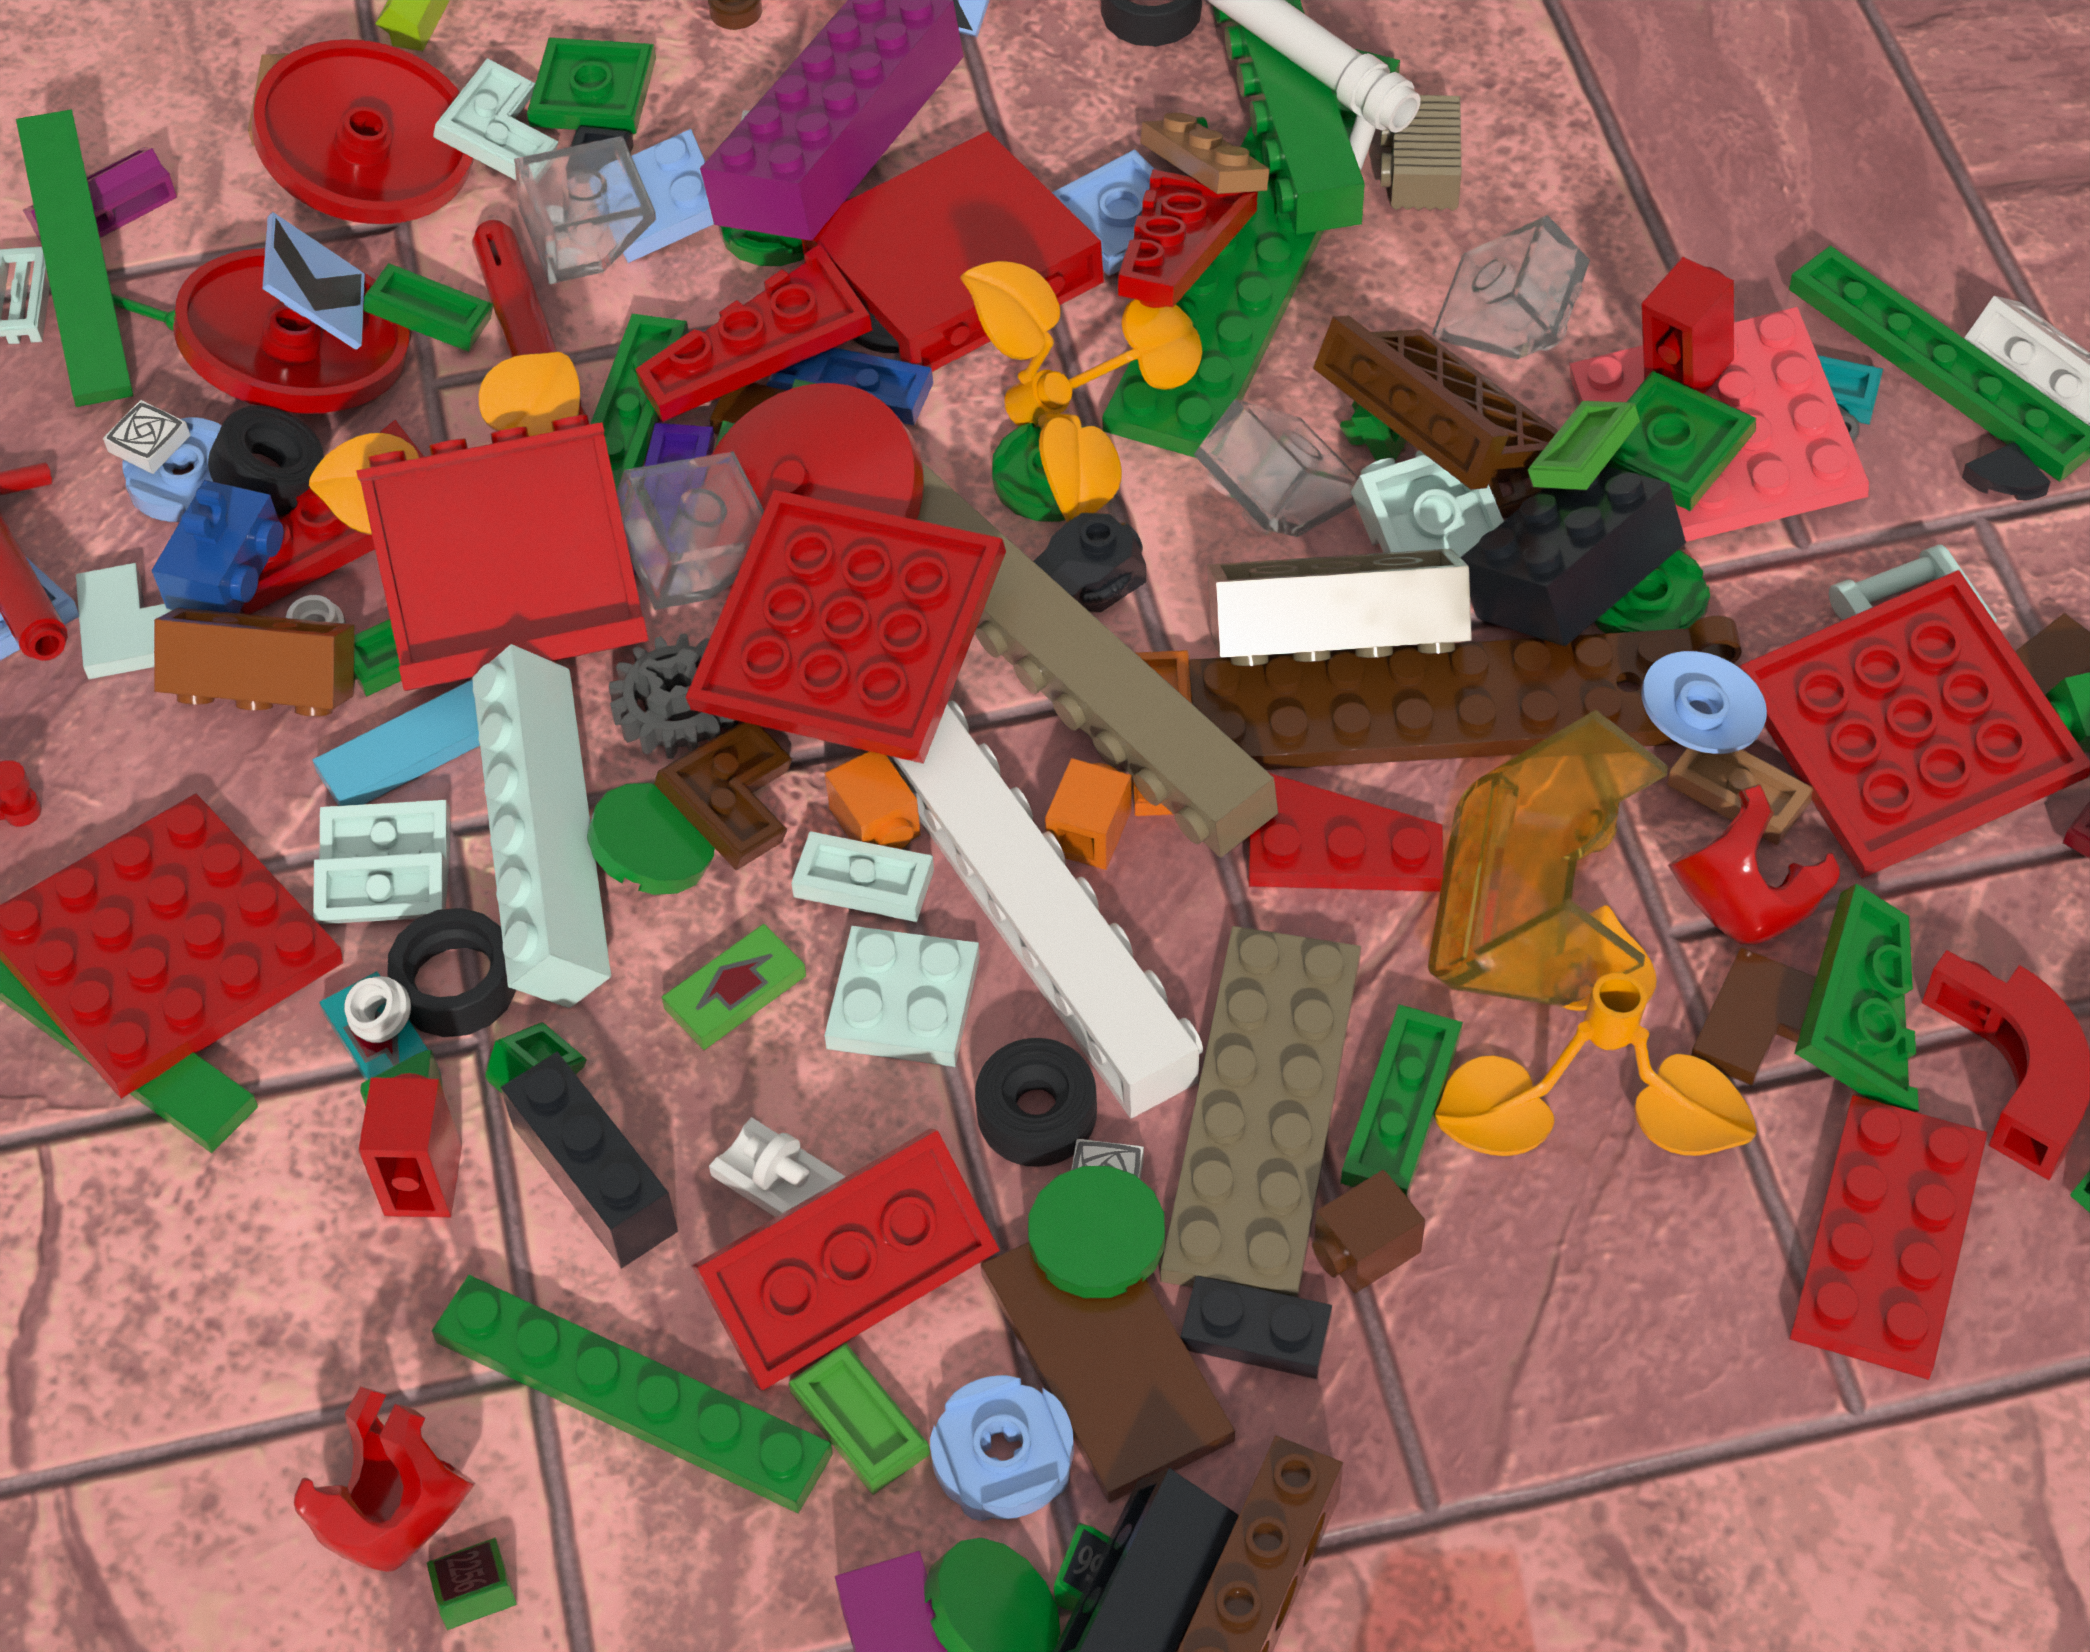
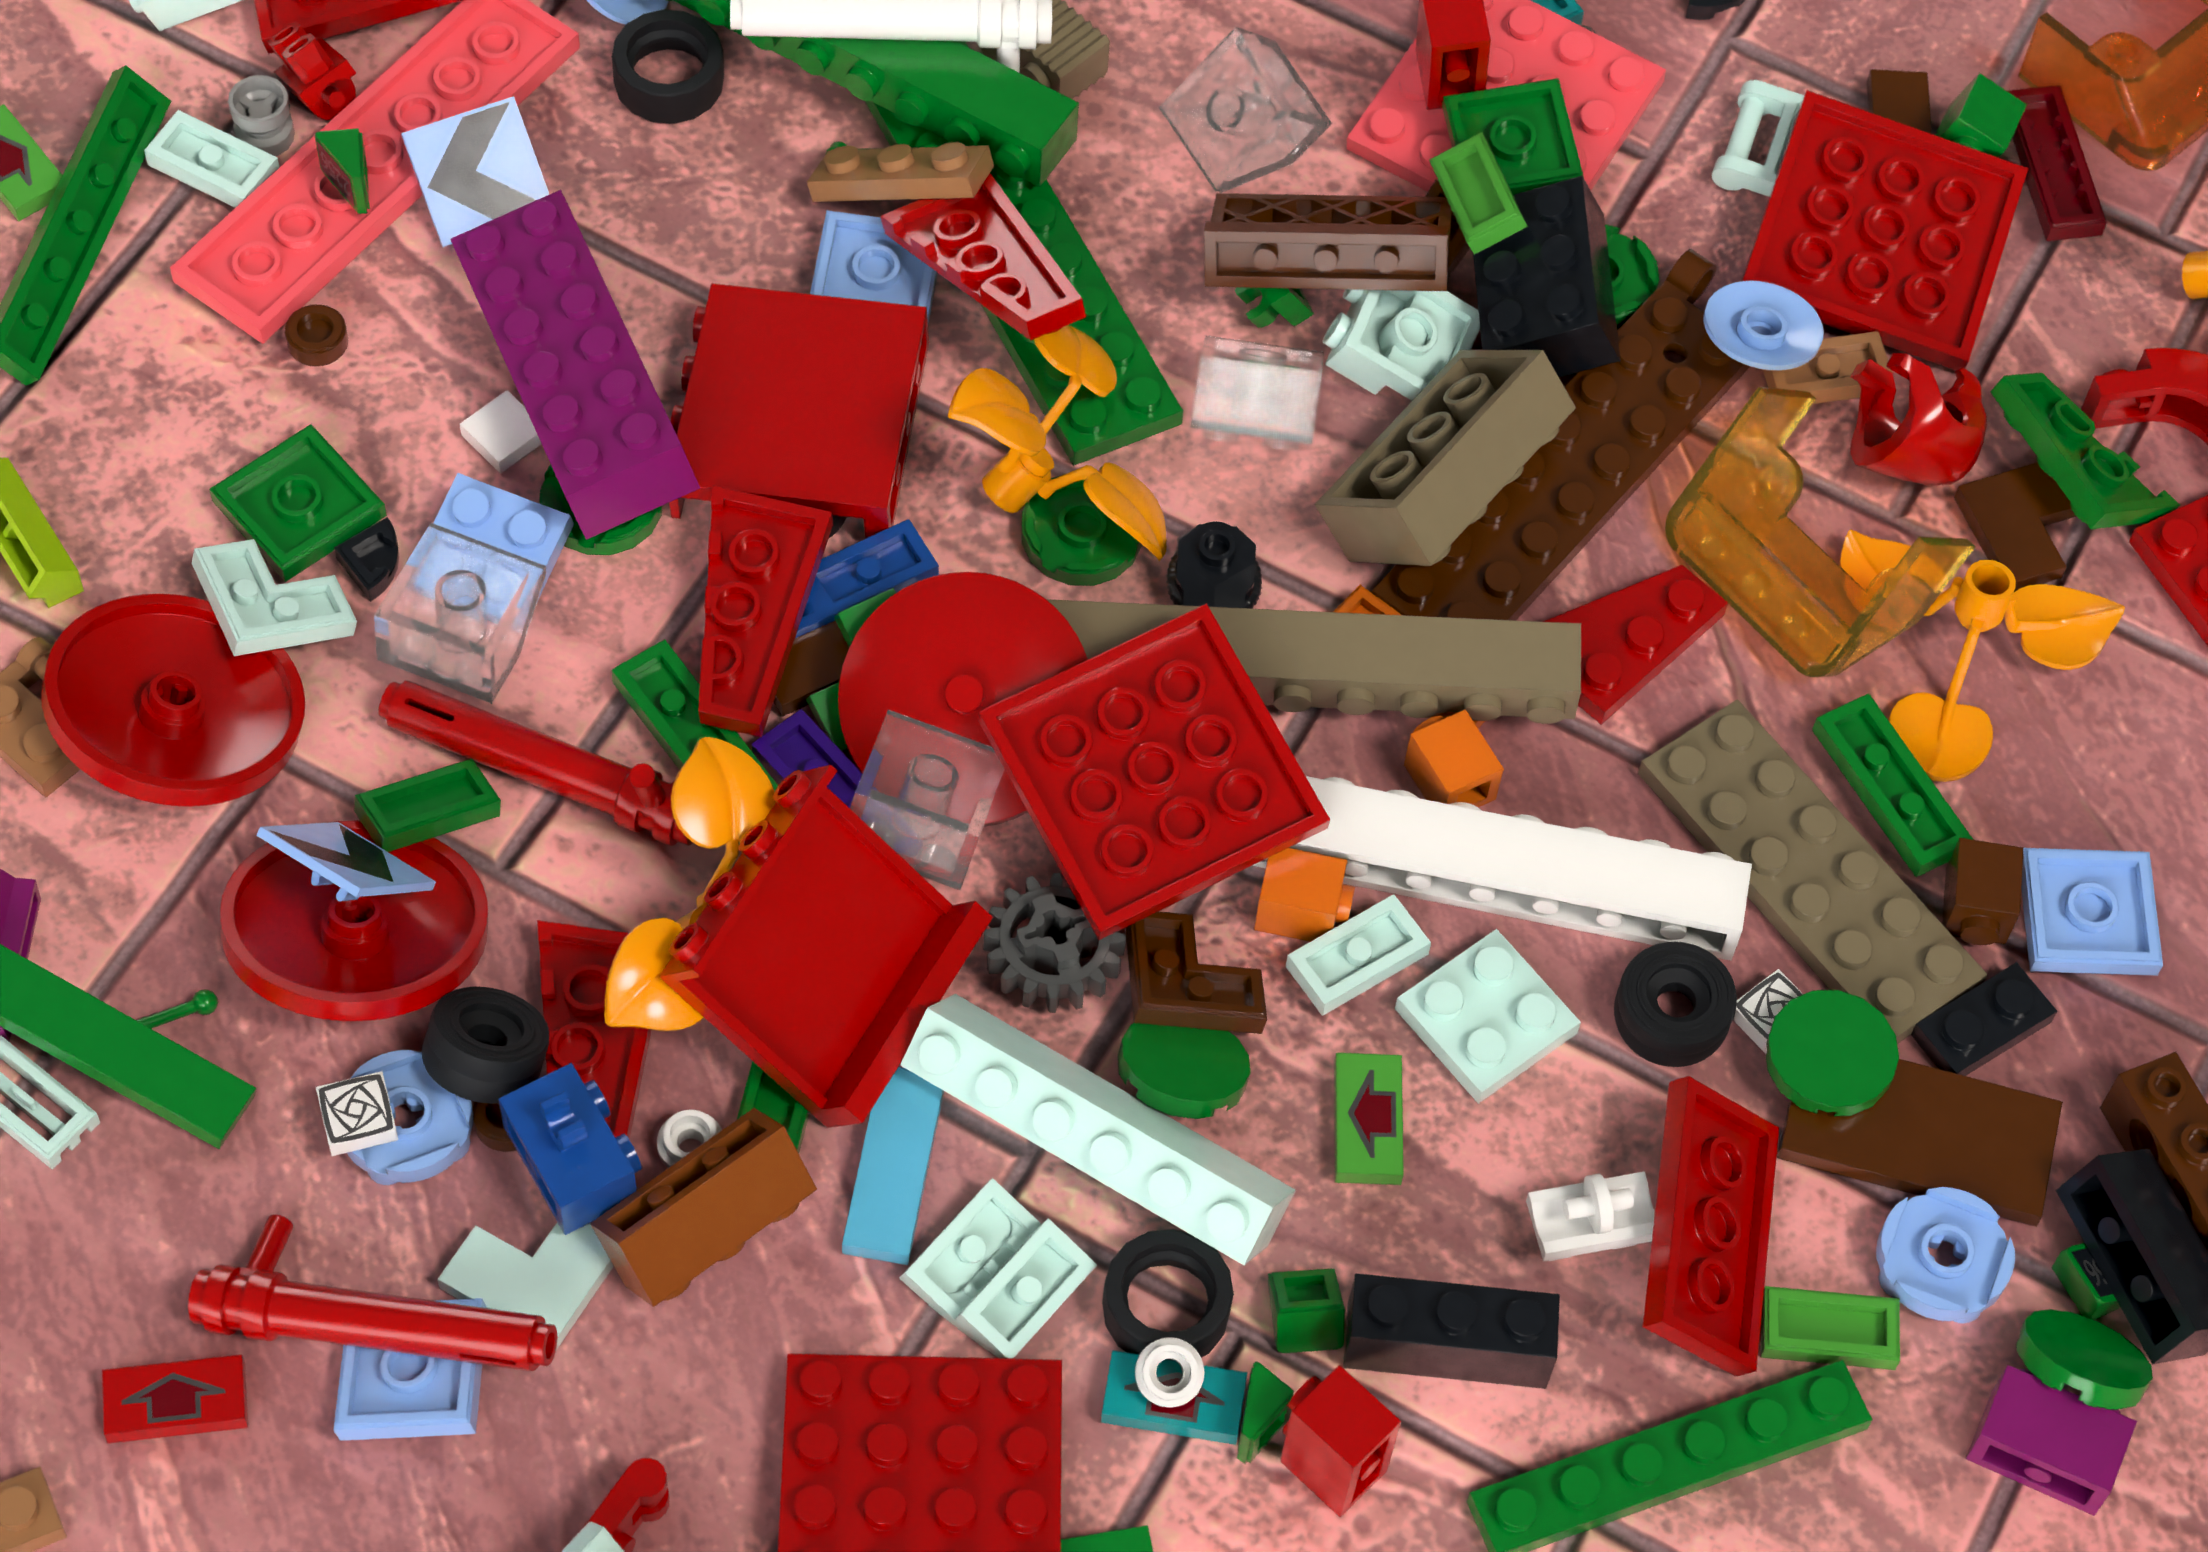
camera: 55 degrees left, 5 degrees up
(1441, 1324) = (2090, 912): none -> light blue plate

